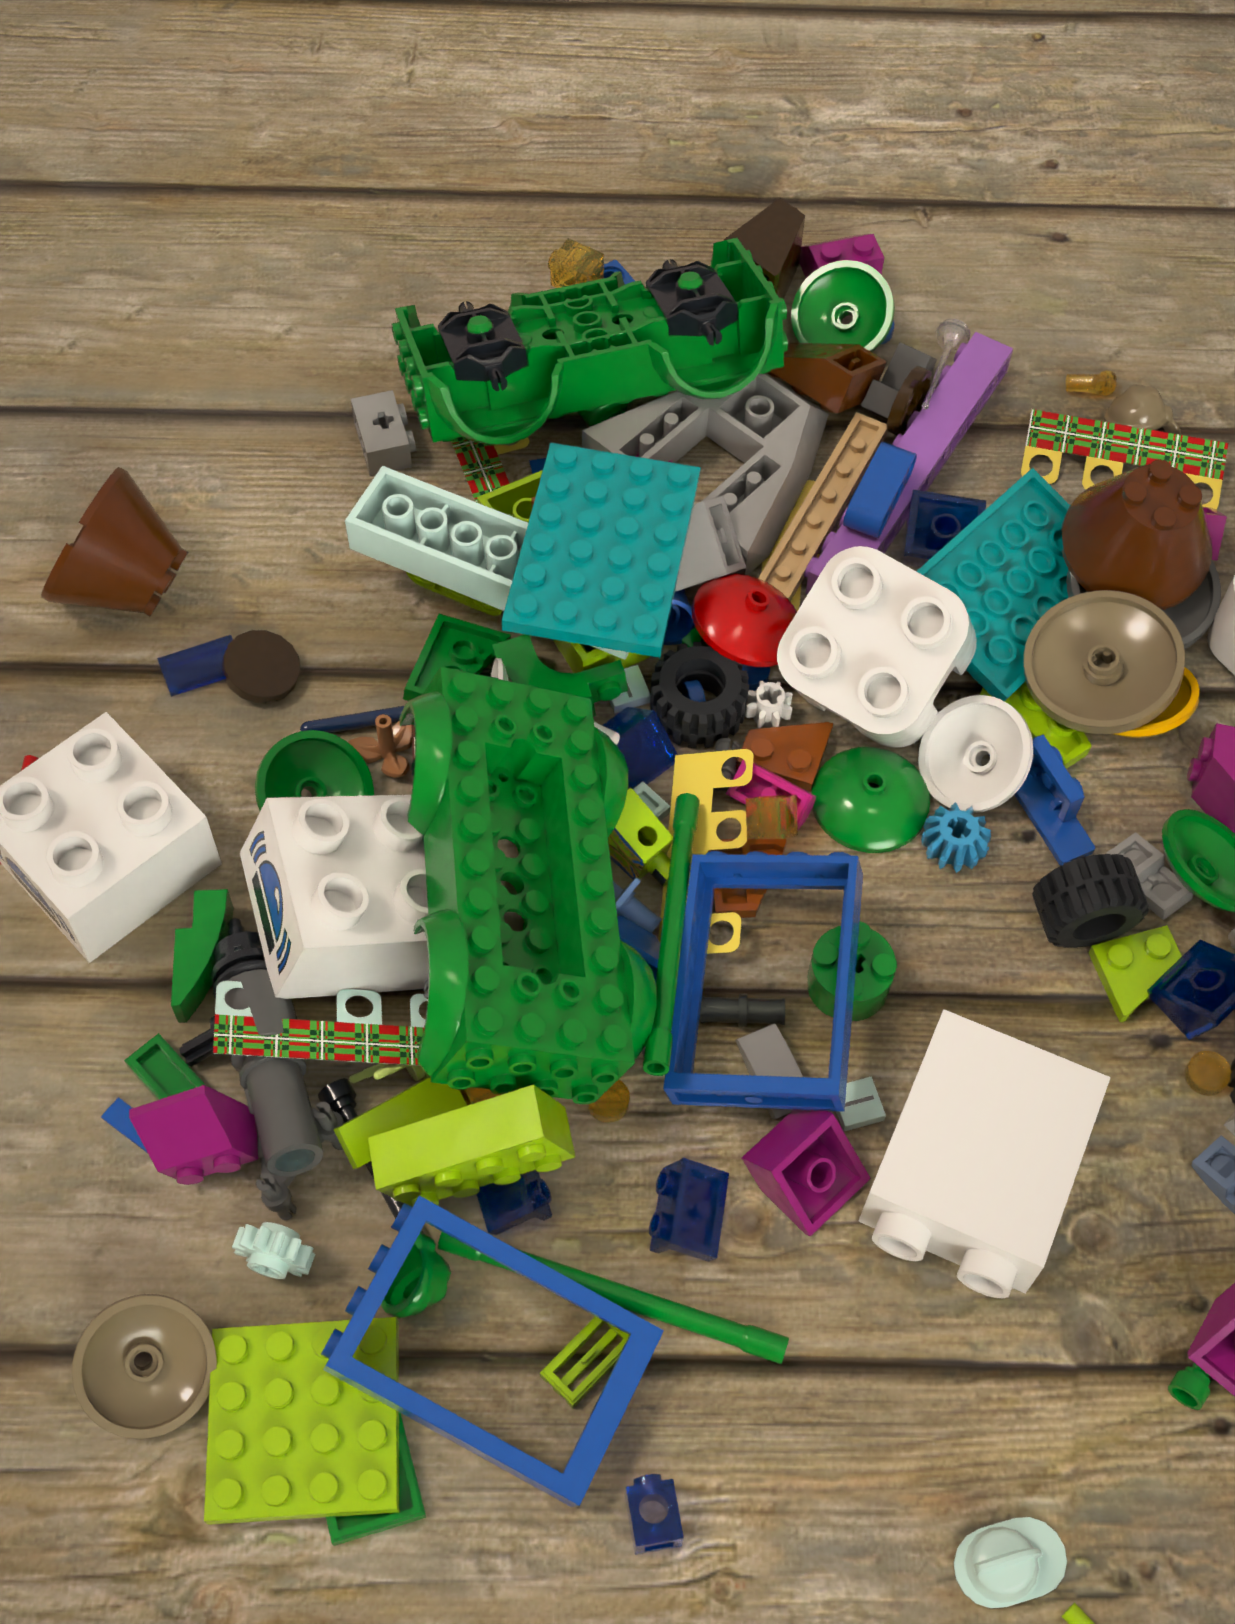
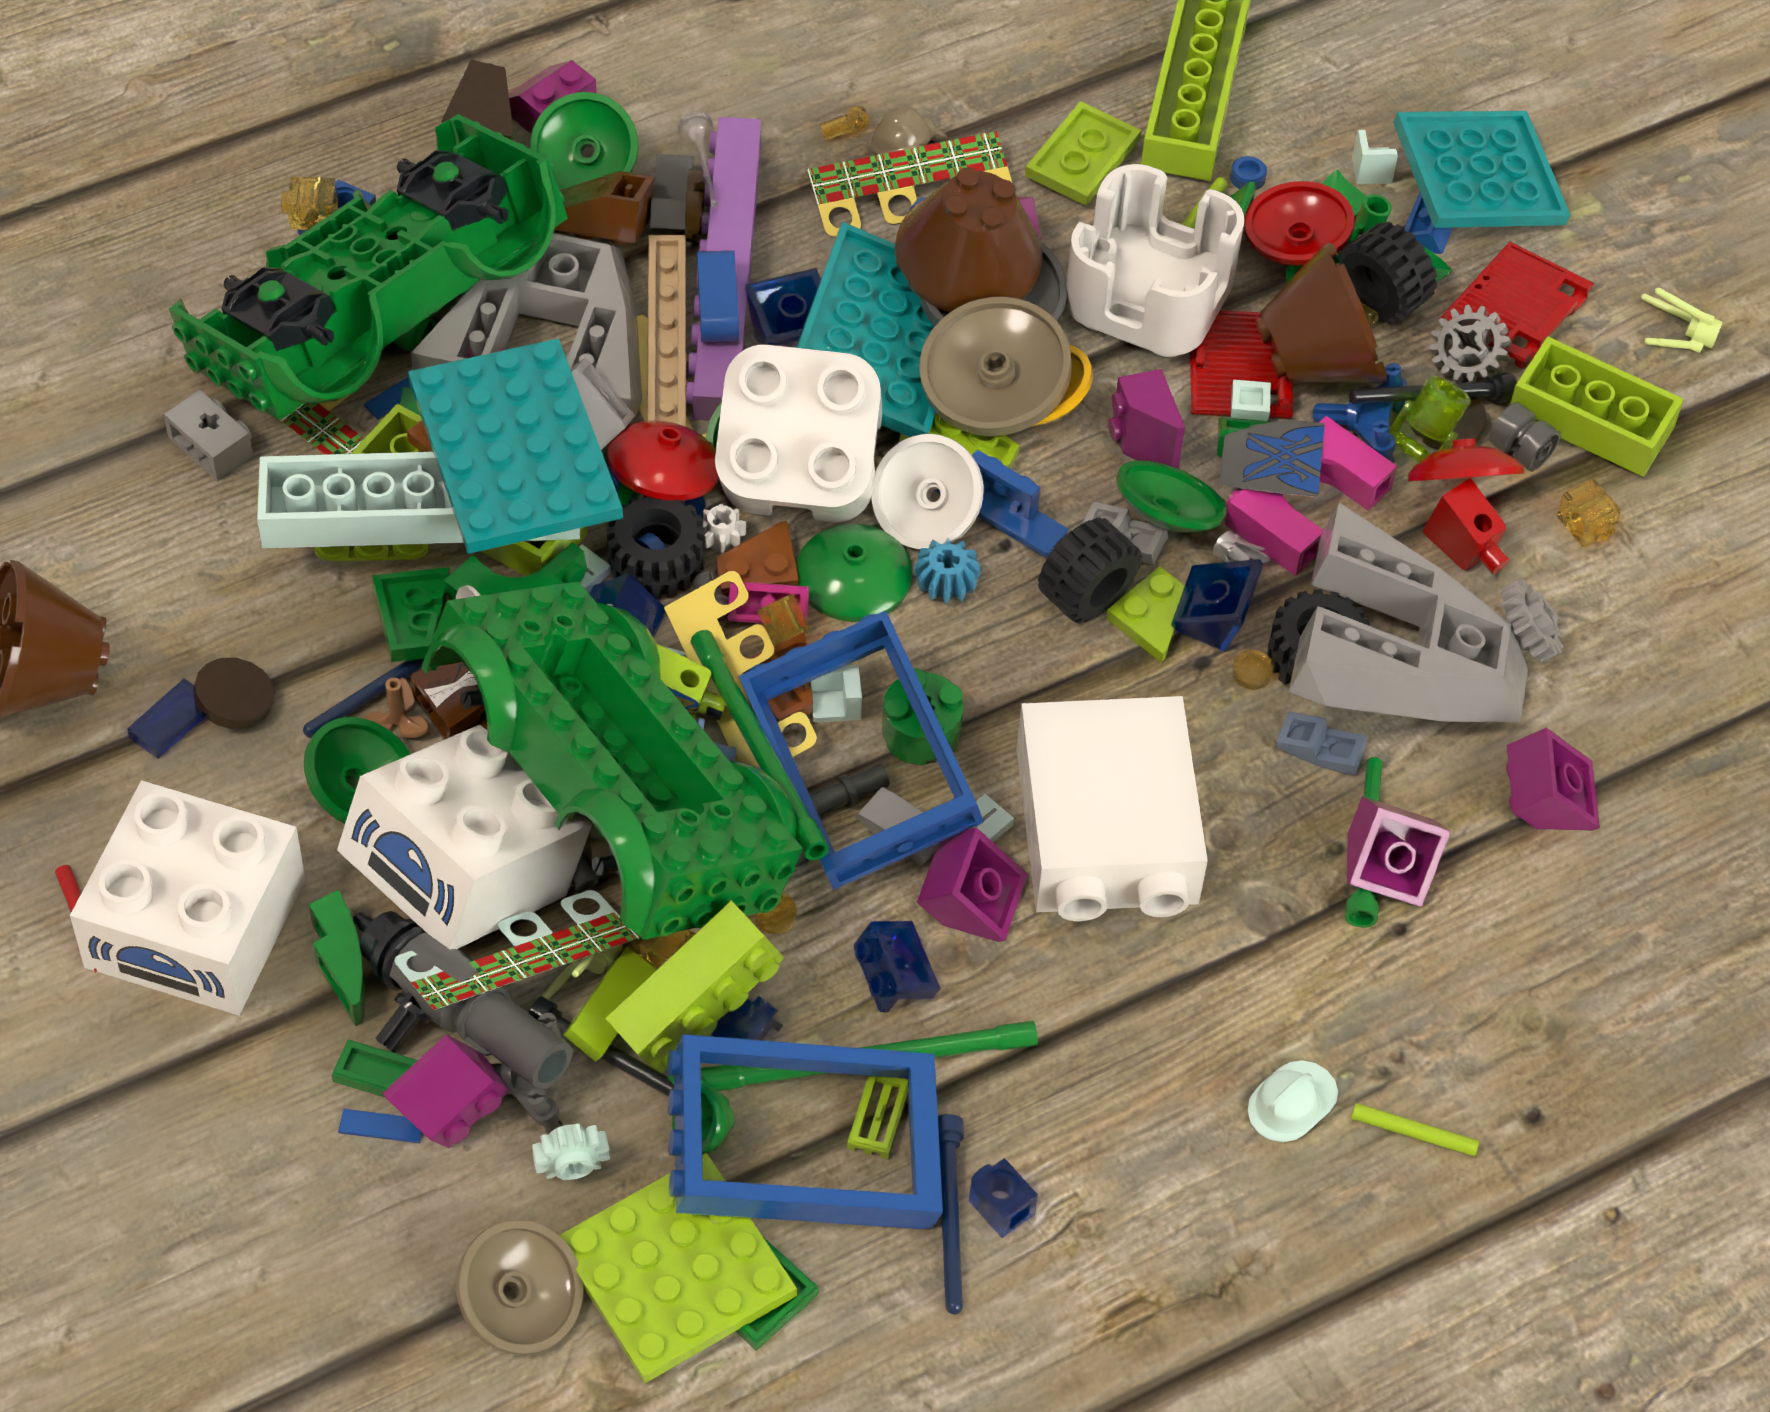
camera: 30 degrees left, 5 degrees down
(637, 1419) = (950, 1134): none -> dark blue piece
(785, 913) = (837, 695): none -> light aqua panel

